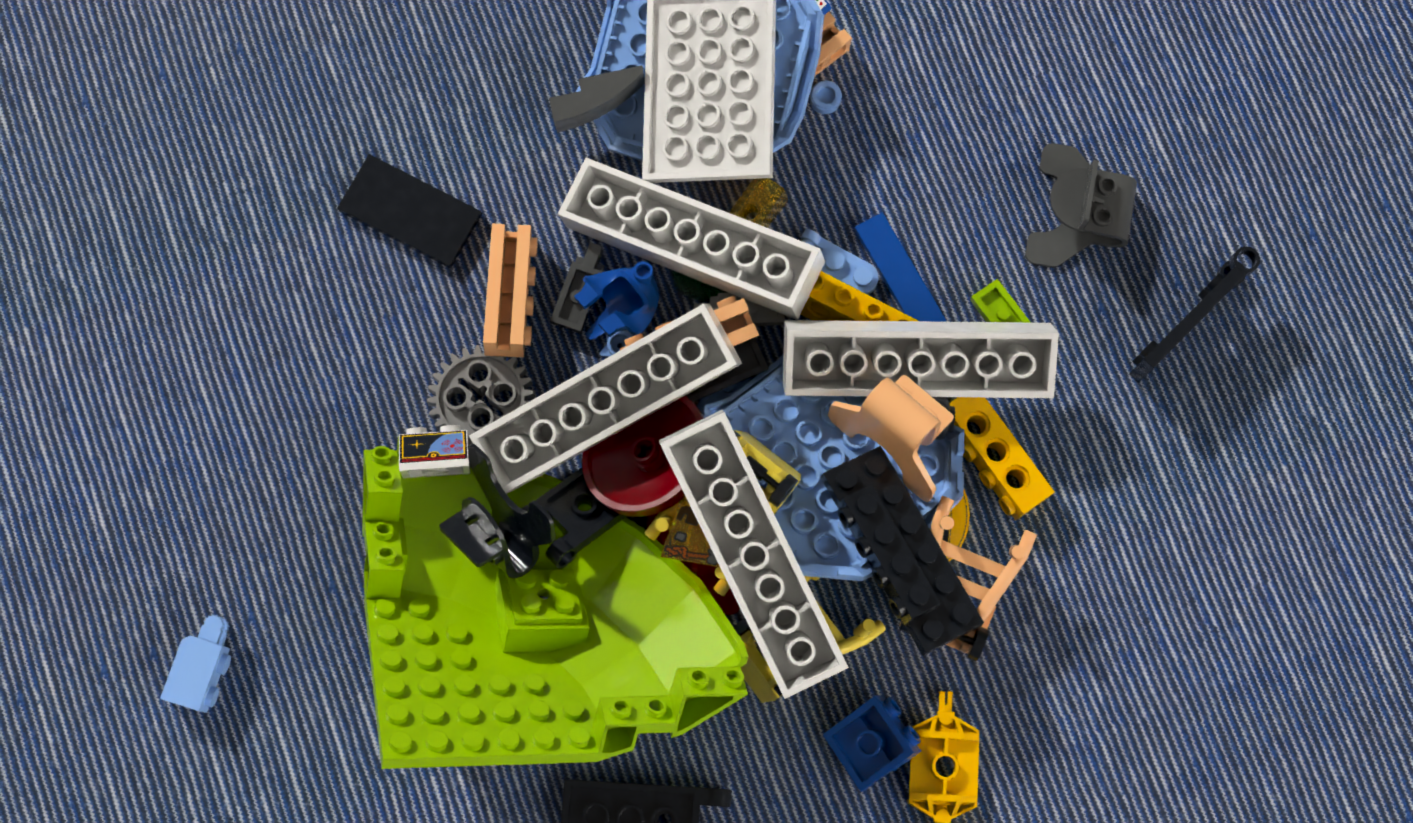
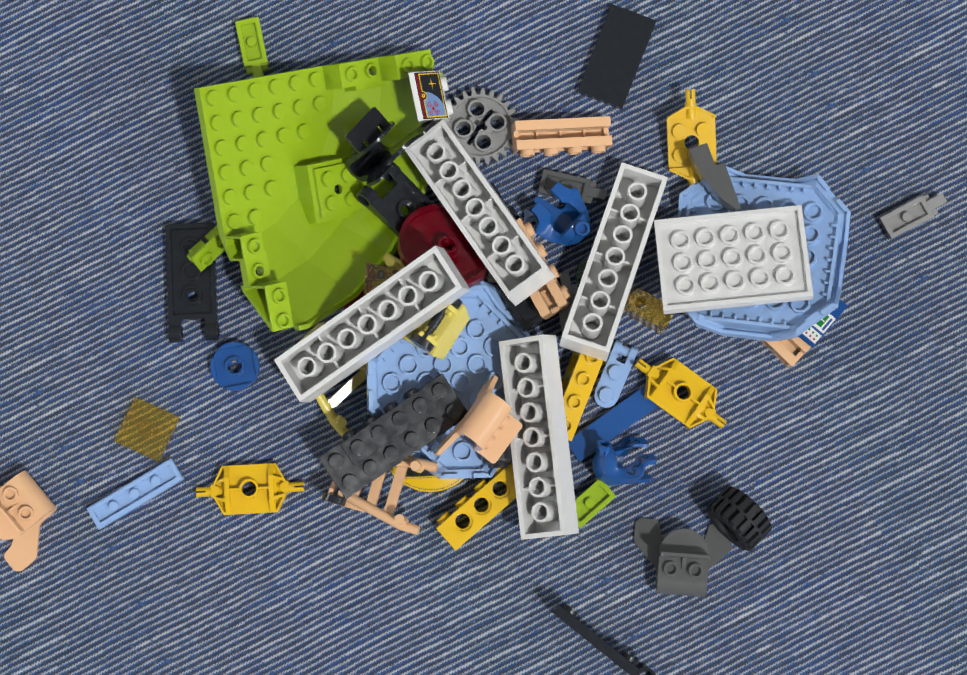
camera: 90 degrees right, 5 degrees up
(322, 698) = (252, 46): none -> lime hinge
(514, 135) = (680, 125): none -> yellow plate
(610, 794) = (205, 254): none -> lime hinge
(784, 755) = (223, 359): none -> blue plate
(825, 97) = (746, 354): light blue tile -> none
(859, 202) = (662, 390): none -> yellow plate
(873, 741) = (261, 436): blue plate -> none
(957, 281) = (608, 462): none -> blue piece
(1043, 124) = (739, 518): none -> black tyre

